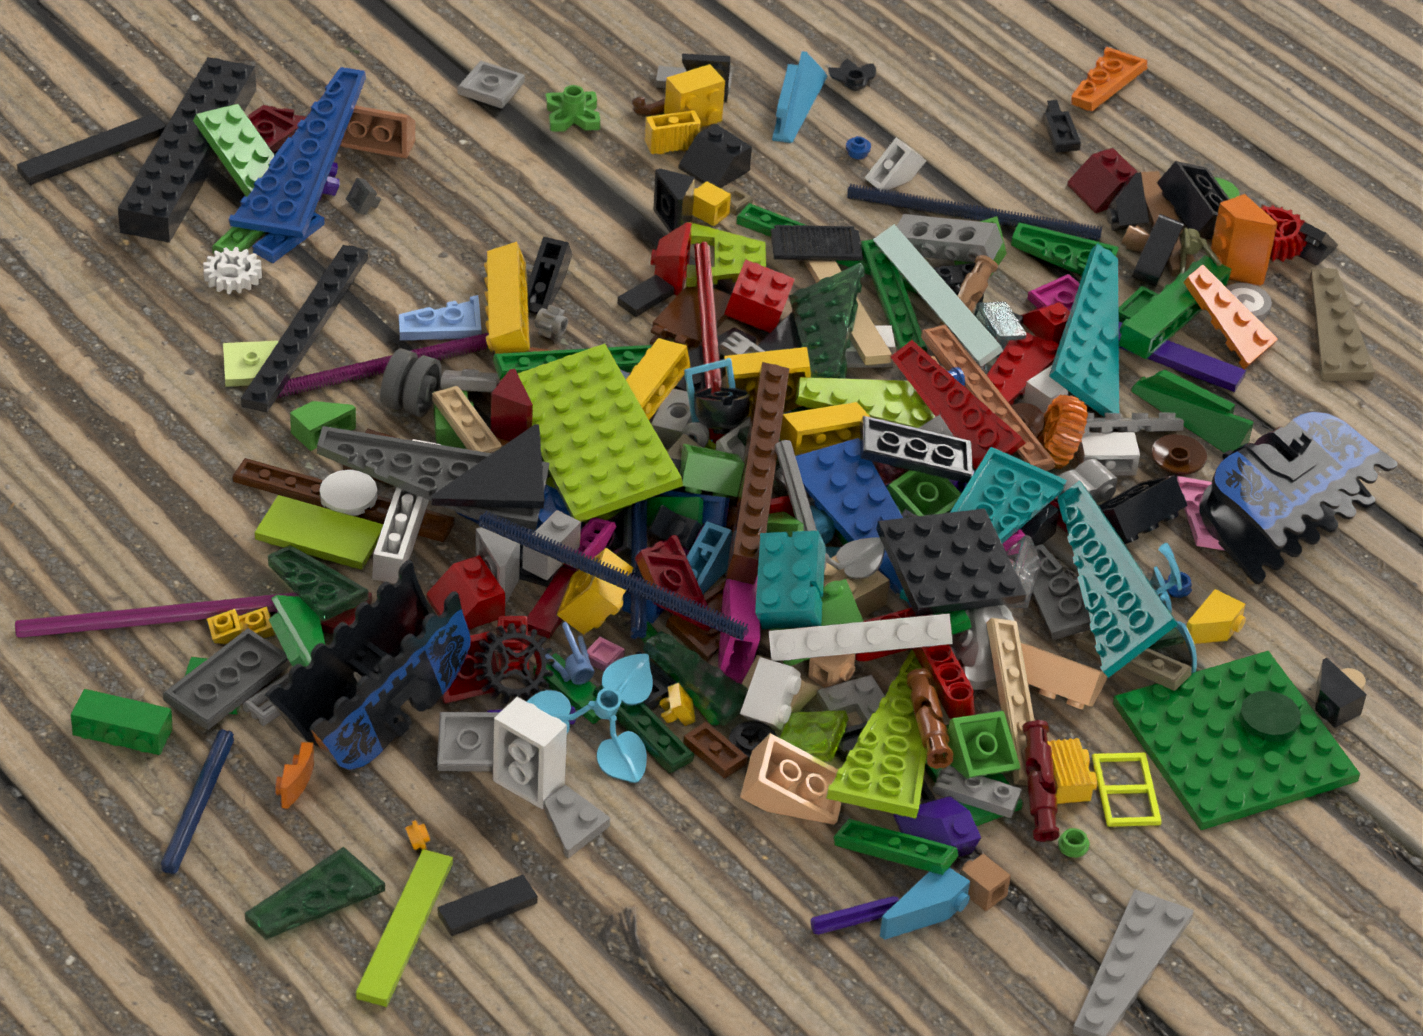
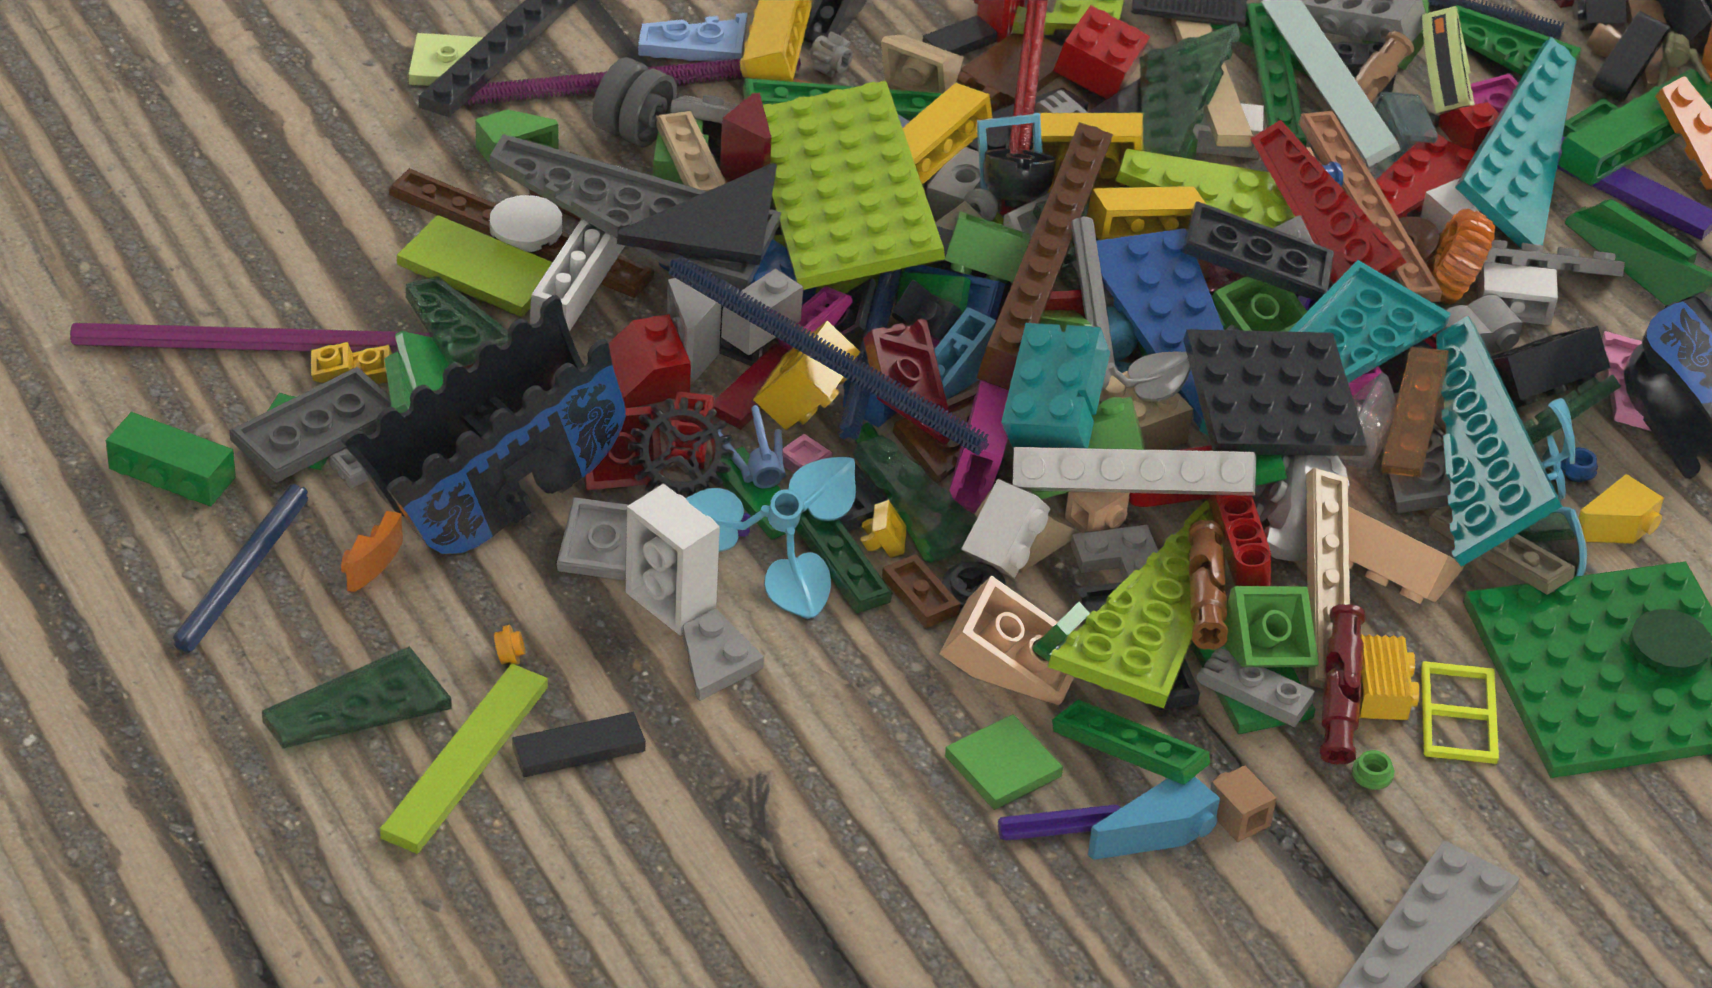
camera: 10 degrees right, 0 degrees up
(622, 325) = (917, 65): none -> tan slope
(804, 874) = (1003, 761): none -> bright green tile
(816, 732) = (1056, 583): clear neon green plate -> none
(827, 771) = (1059, 632): none -> green tile
(944, 823) = (1201, 719): dark purple slope -> none
(1022, 271) = (1447, 60): none -> yellowish green slope
(1053, 560) = (1415, 412): none -> clear orange tile
(1177, 528) = (1590, 394): none -> clear green wing
(1179, 454) = (1612, 304): reddish brown dish -> none

